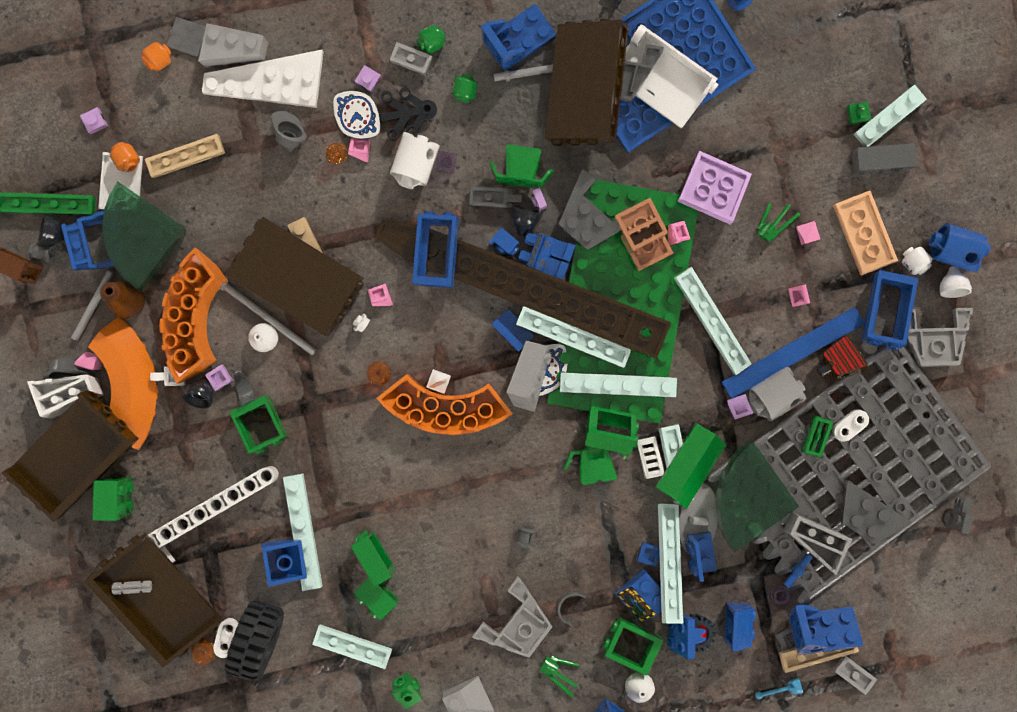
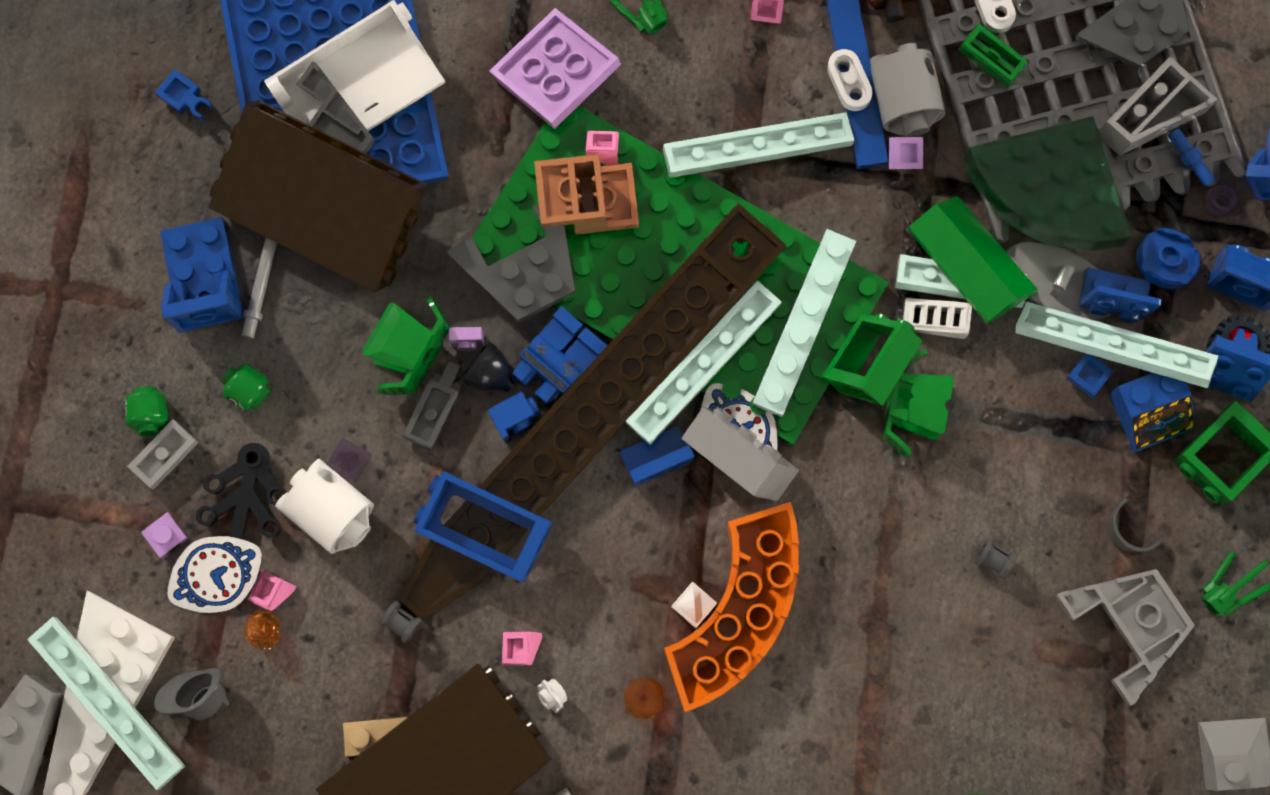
camera: 70 degrees left, 10 degrees down
(265, 85) = (106, 703): none -> light aqua plate
(369, 225) = (400, 622): none -> dark grey bush
(733, 576) = (1168, 258): none -> blue tile
(770, 359) = (851, 81): none -> white plate

